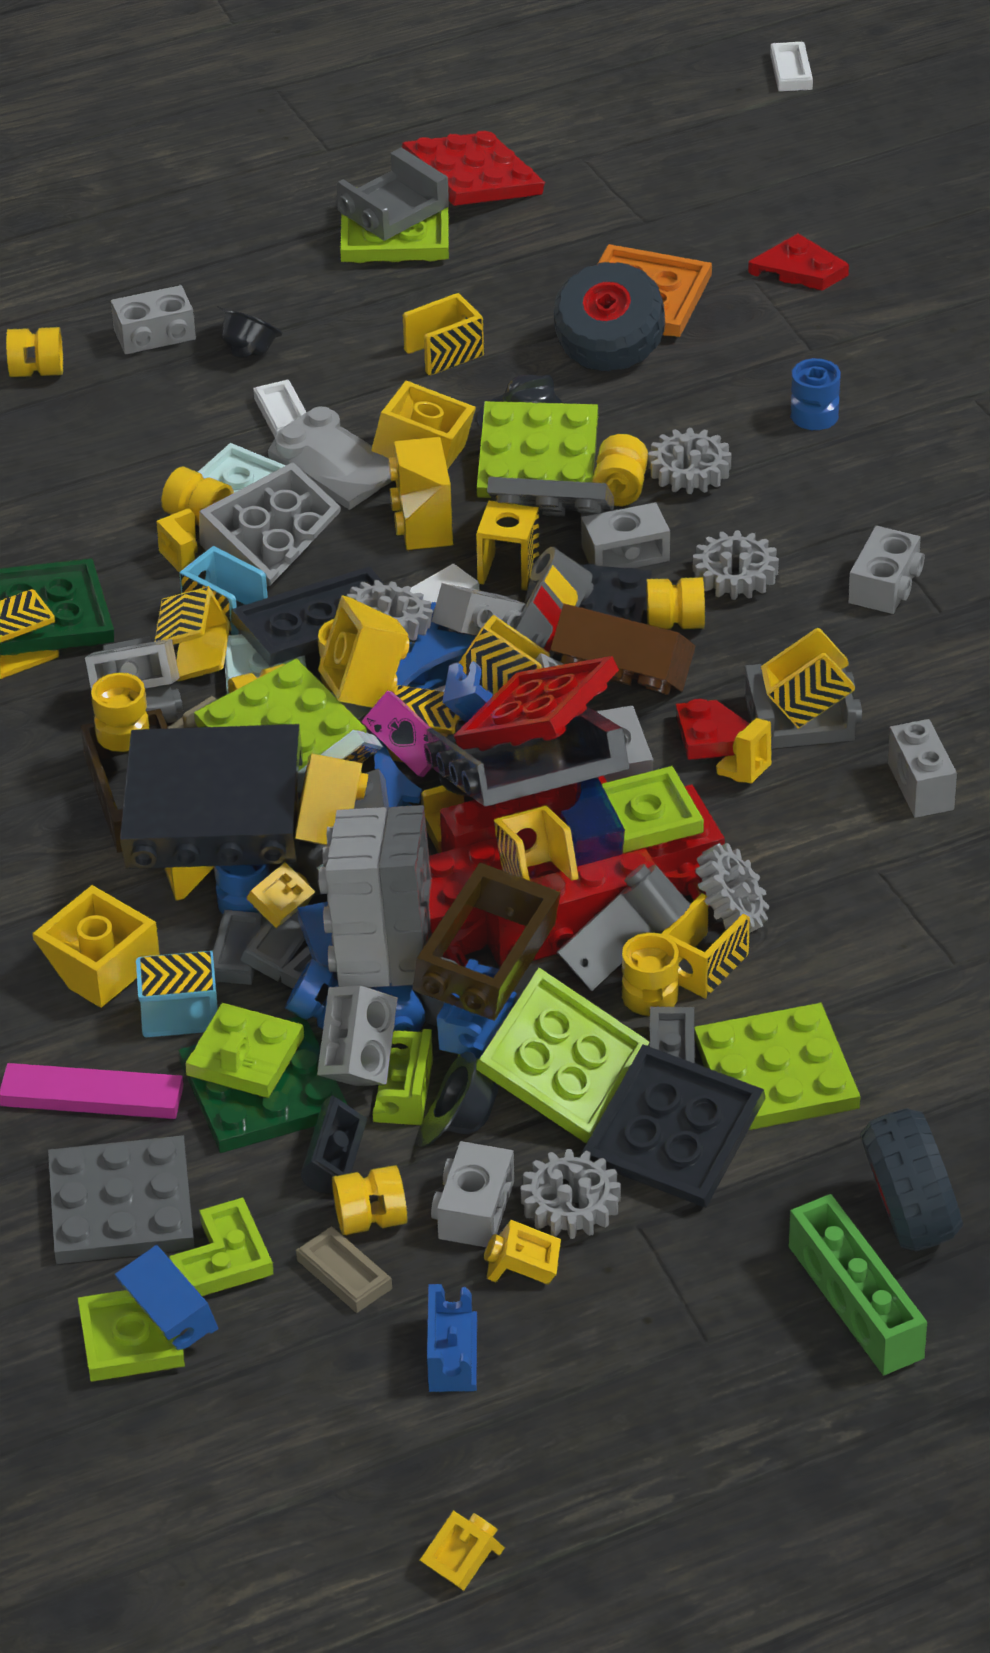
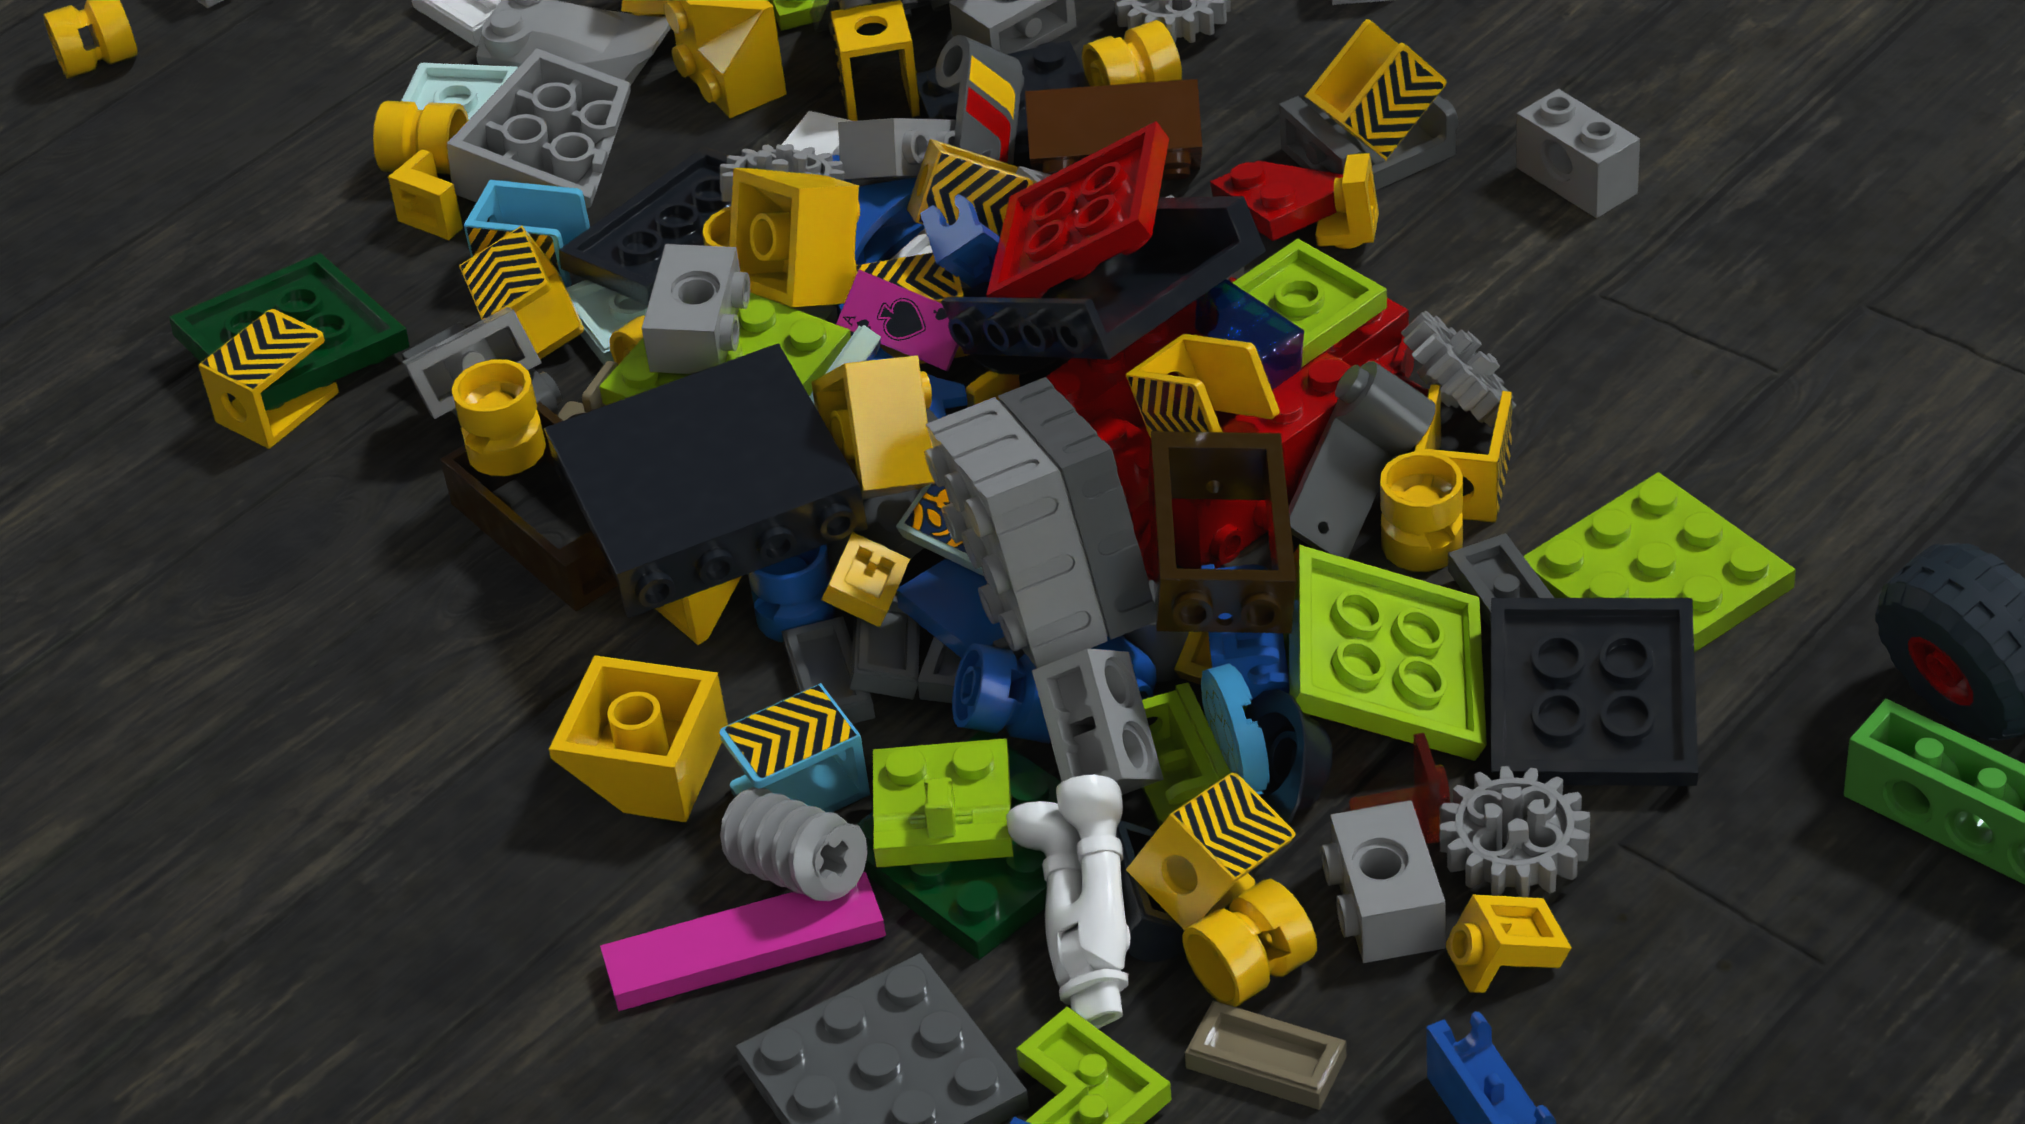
camera: 20 degrees left, 0 degrees up
(143, 1043) = (793, 844): none -> light grey piece
(268, 682) = (694, 308): none -> light grey brick
(281, 1154) = (1084, 891): none -> white piece
(374, 1134) = (1208, 849): none -> piece
(429, 1068) = (1237, 737): none -> dark azure tile
(535, 1147) = (1427, 795): none -> clear red bracket

